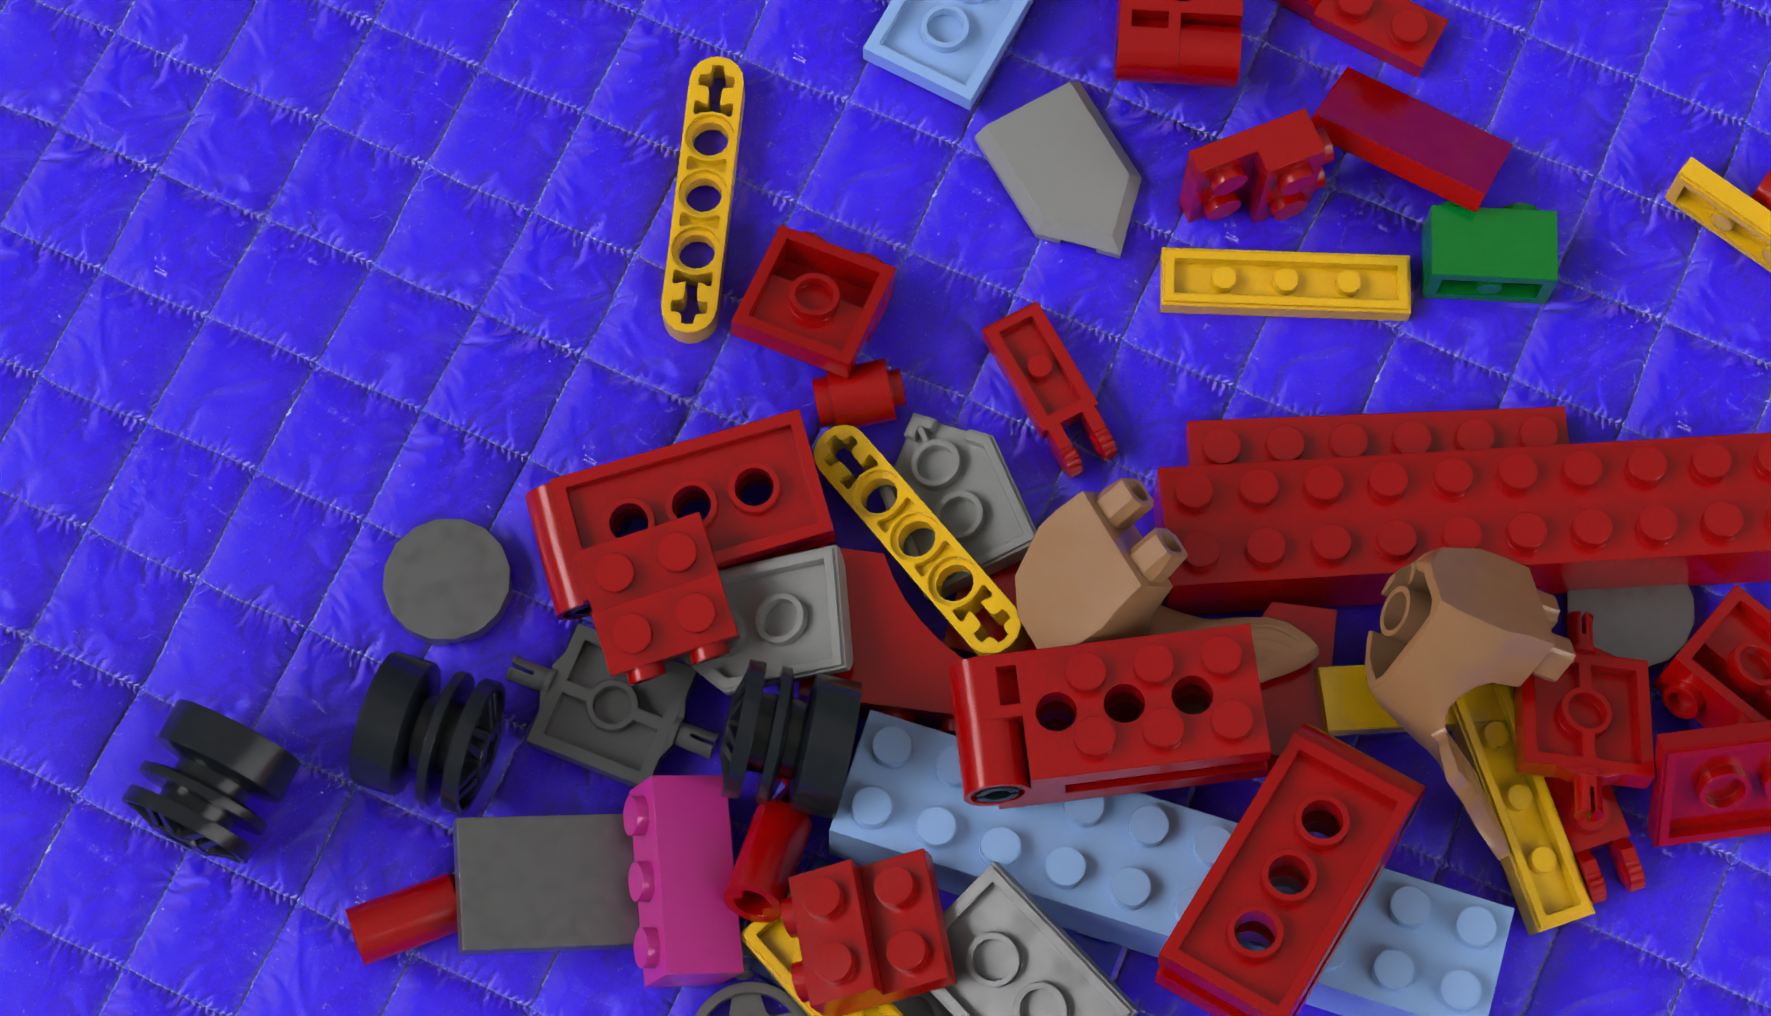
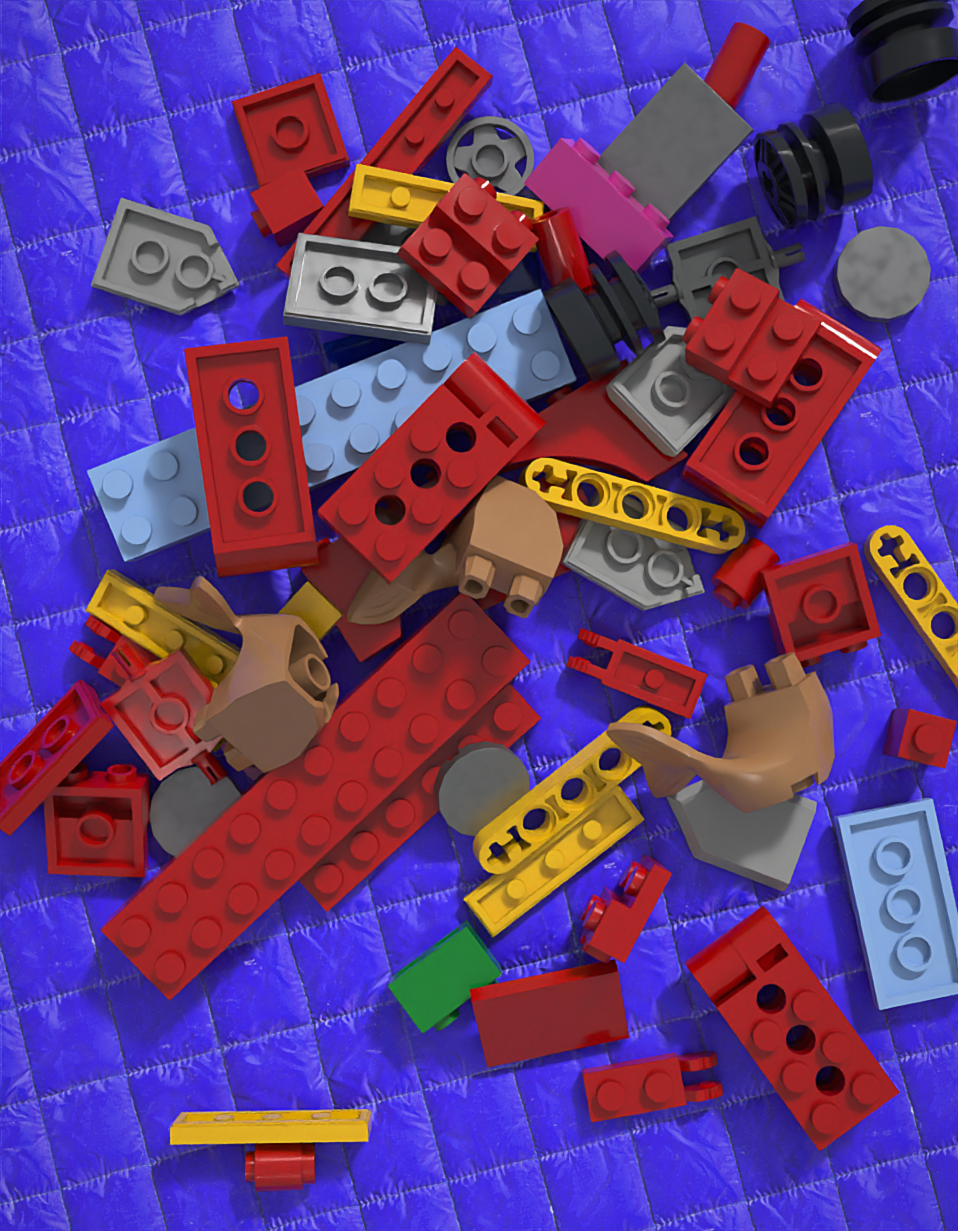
camera: 140 degrees right, 15 degrees up
(826, 110) = (919, 737): none -> red brick
(980, 202) = (773, 746): none -> medium nougat hips
(1240, 315) = (548, 797): none -> yellow beam
(1307, 396) = (479, 786): none -> flat silver tile

